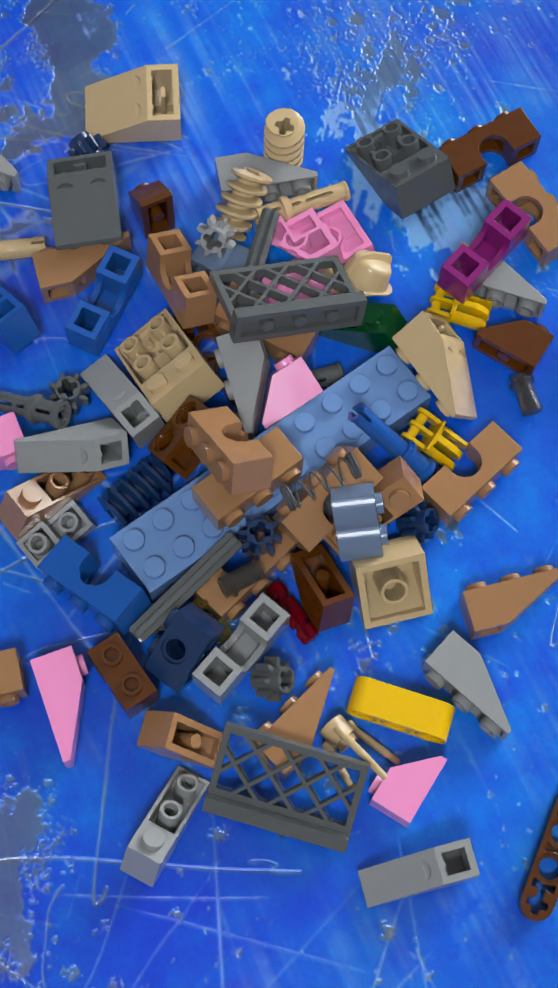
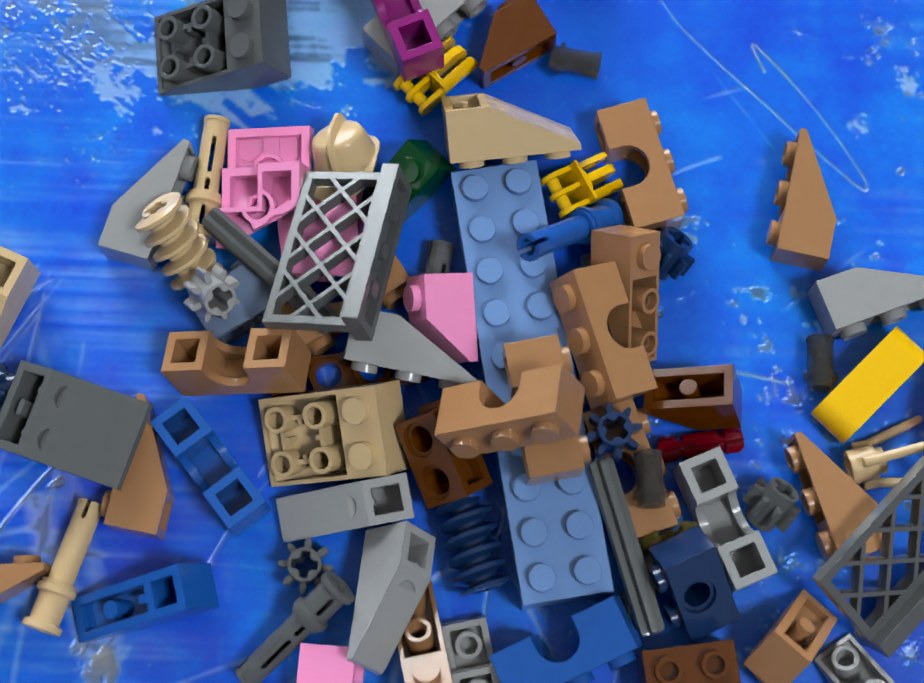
camera: 60 degrees left, 5 degrees up
(152, 207) = (116, 349): reddish brown slope -> none
(284, 136) = (121, 152): tan piece -> none
(352, 465) = (603, 373): dark grey piece -> none
(357, 522) = (653, 314): sand blue brick -> none
(392, 585) = (718, 318): tan slope -> none
(398, 667) = (820, 363): none -> clear smoke pin

